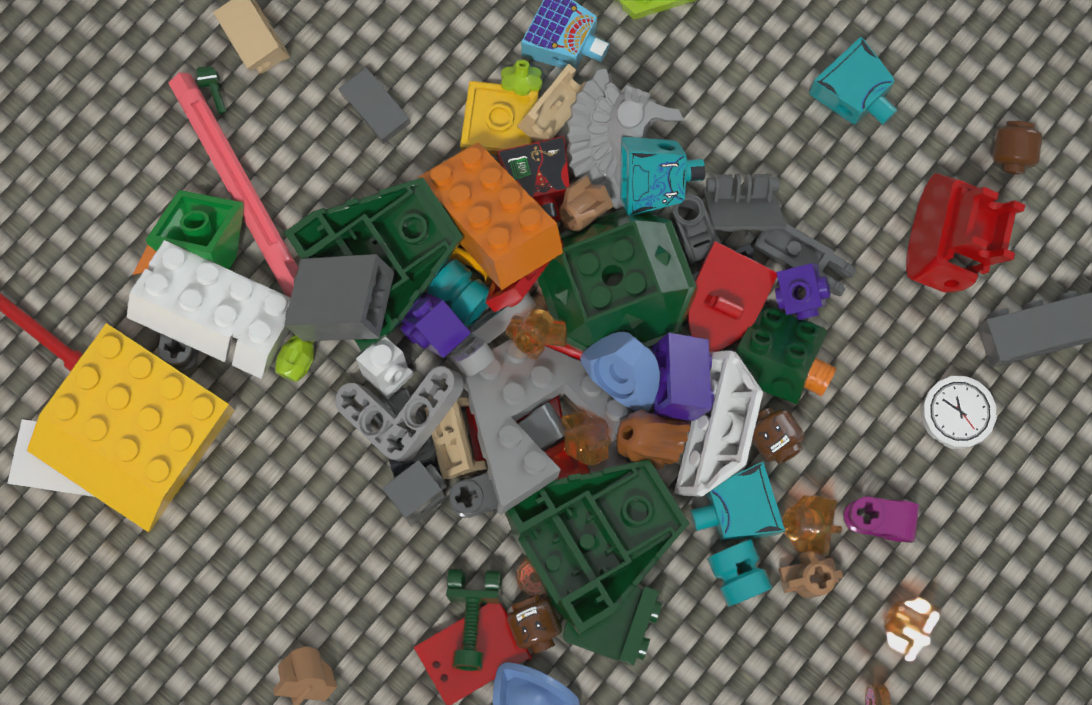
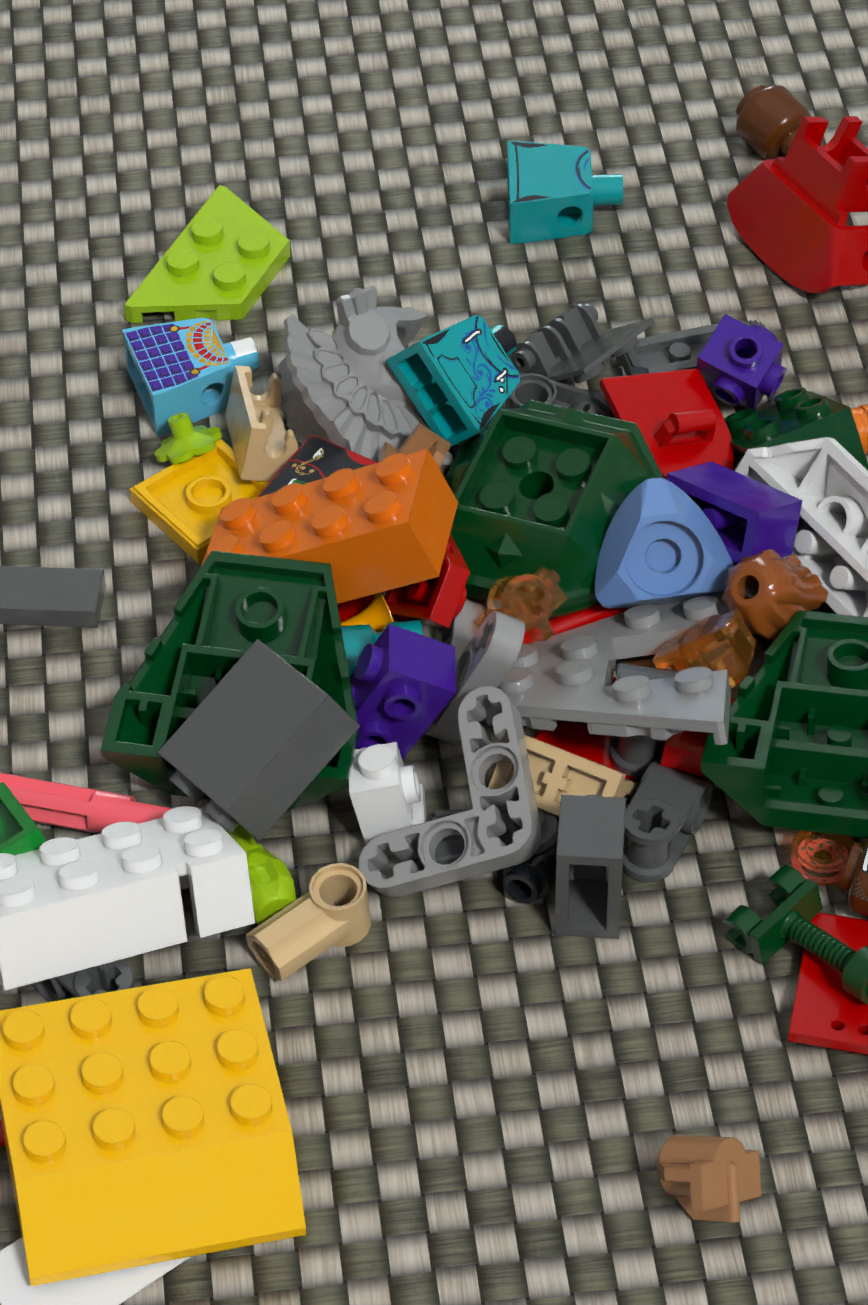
camera: 45 degrees left, 30 degrees down
(289, 398) = (314, 922): none -> tan piece

